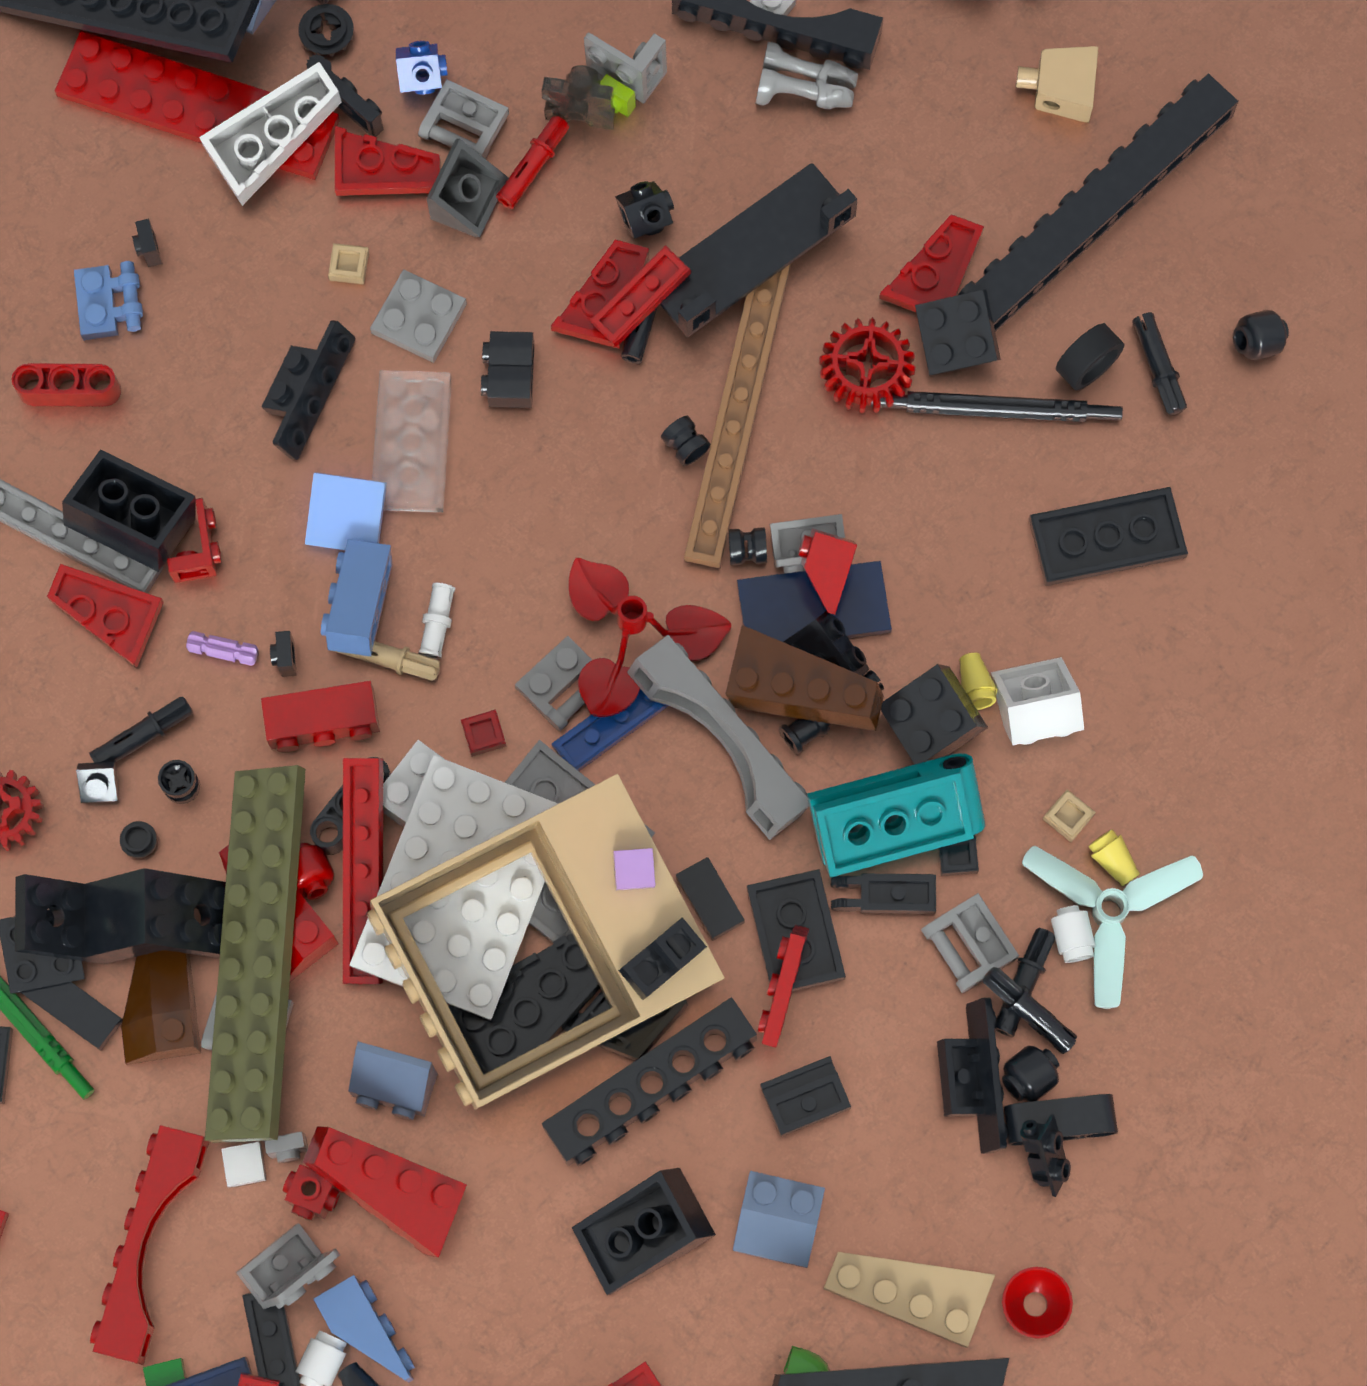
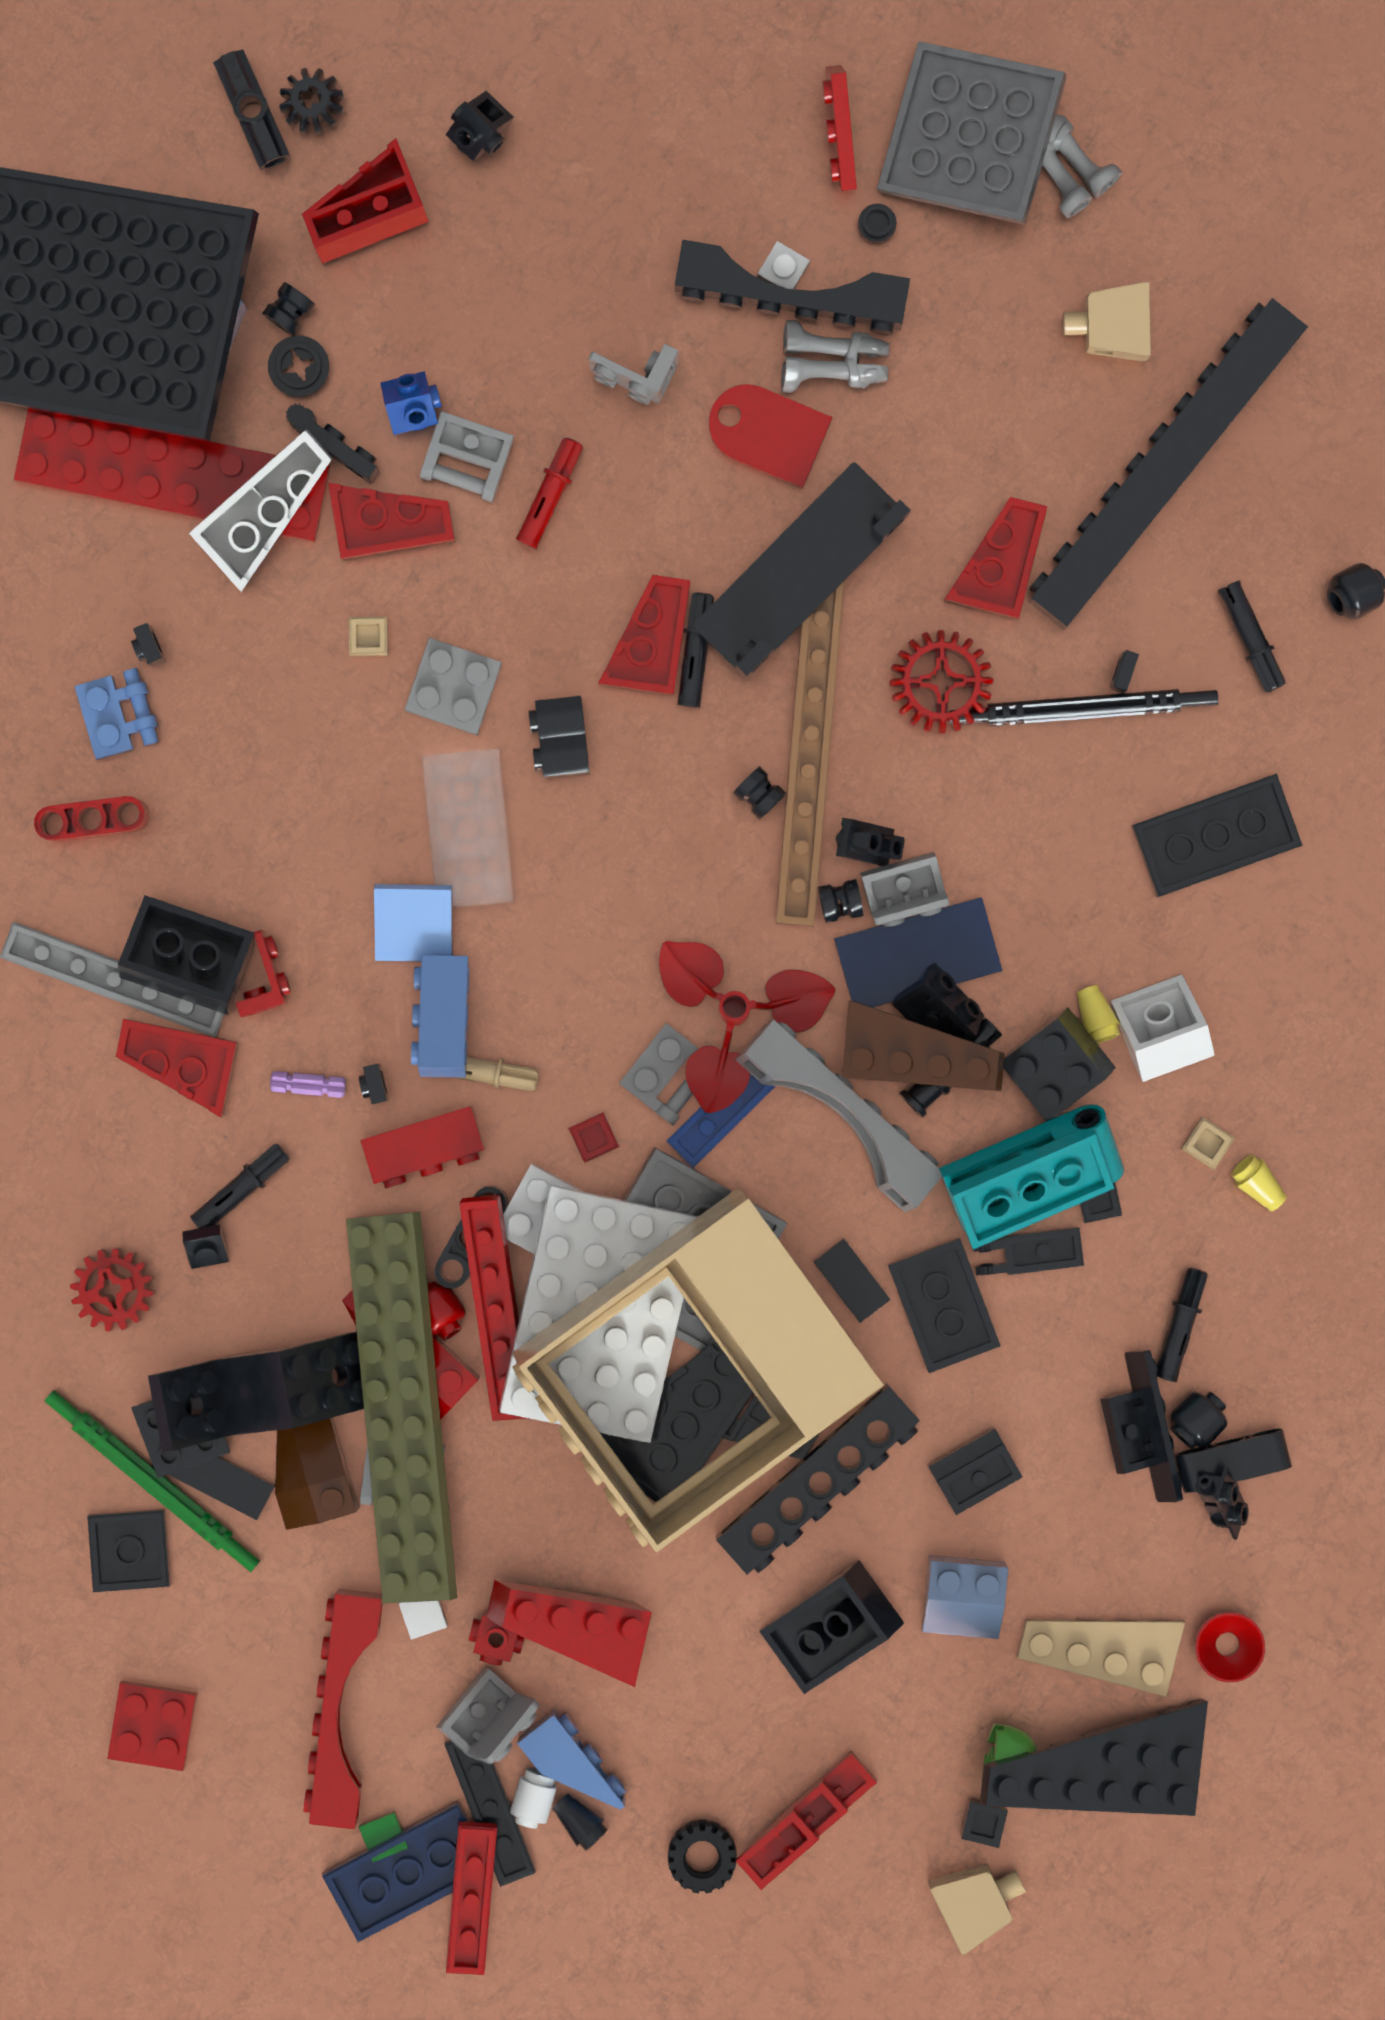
camera: 10 degrees left, 15 degrees up
(138, 839) = (257, 1299): black plate -> none
(173, 776) = (284, 1238): black wheel -> none
(287, 1147) = (467, 1594): light grey plate -> none
(304, 387) = (344, 785): black bracket -> none
(391, 1081) = (559, 1516): sand blue slope -> none
(437, 620) = (527, 1025): white pin -> none
(465, 190) = (484, 539): dark grey slope -> none
(579, 98) = (591, 417): clear smoke plant -> none
(624, 97) = (629, 406): lime plate -> none
(634, 869) = (779, 1294): lavender tile -> none
(640, 296) = (690, 642): red tile -> none
(645, 209) = (680, 536): black brick -> none
(662, 958) = (819, 1378): black slope -> none
(740, 139) = (772, 433): none -> red tile
(779, 494) = (868, 842): none -> black hips
(781, 985) = (940, 1372): red wing -> none
(827, 564) = (929, 920): red slope -> none
(957, 332) = (1034, 635): black plate -> none
(981, 937) = (1131, 1282): light grey plate -> none
(1035, 1014) = (1198, 1361): black axle -> none
(1037, 377) = (1124, 671): none -> black tile
(1073, 934) = (1226, 1270): white brick -> none
(1090, 356) = (1177, 645): black tyre -> none
(1136, 896) = (1263, 1268): light aqua piece -> none

